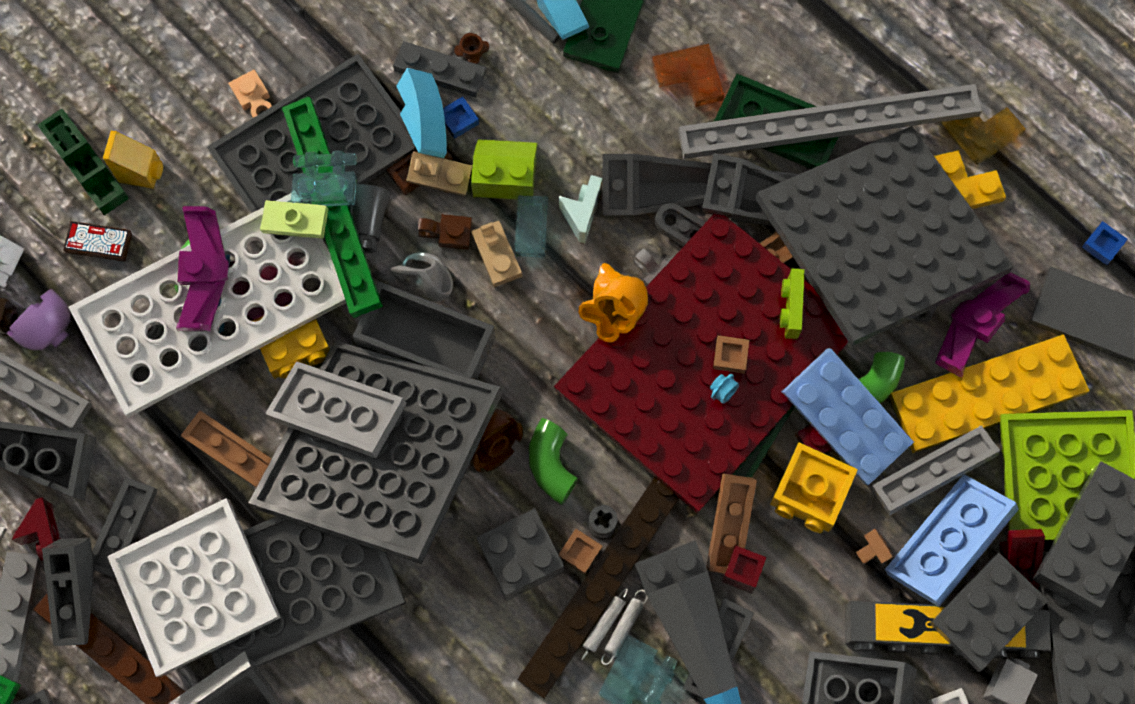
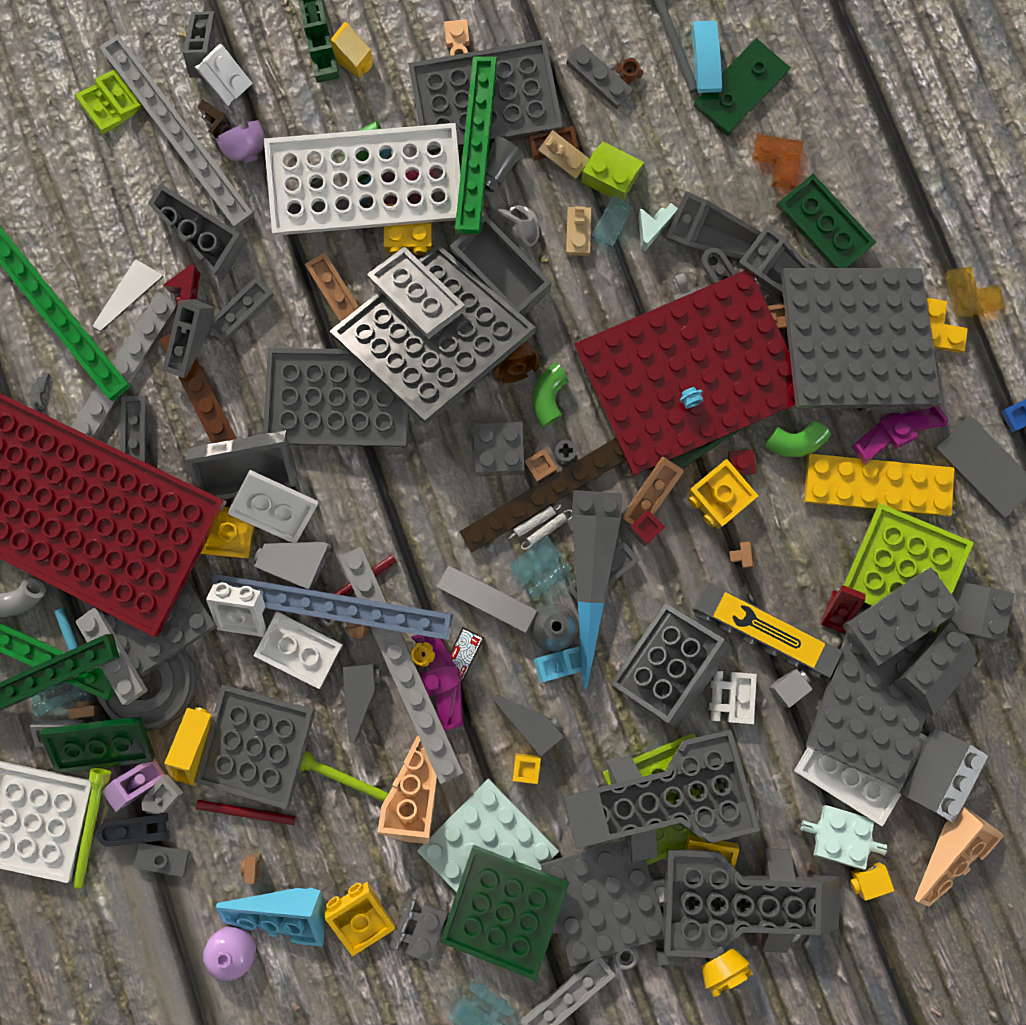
camera: 25 degrees right, 10 degrees up
(97, 241) = (305, 100): tile -> none
(193, 587) = (270, 371): white plate -> none
(202, 269) = (366, 151): magenta plate -> none
(294, 219) = (445, 143): yellowish green plate -> none
(326, 188) = (475, 129): clear light blue plate -> none
(423, 112) = (572, 104): medium azure slope -> none
(452, 231) = (553, 201): reddish brown plate -> none
(459, 117) = (596, 118): blue plate -> none
(615, 303) = (645, 303): light orange animal -> none
(731, 354) = (708, 376): medium nougat plate -> none
(792, 316) = (773, 352): lime plate -> none
(829, 121) = (864, 239): light grey plate -> none
(847, 416) = (769, 456): light blue plate -> none
(935, 470) = (813, 521): light grey plate -> none
(951, 539) = (800, 573): light blue plate -> none
(988, 612) = (800, 632): dark grey plate -> none

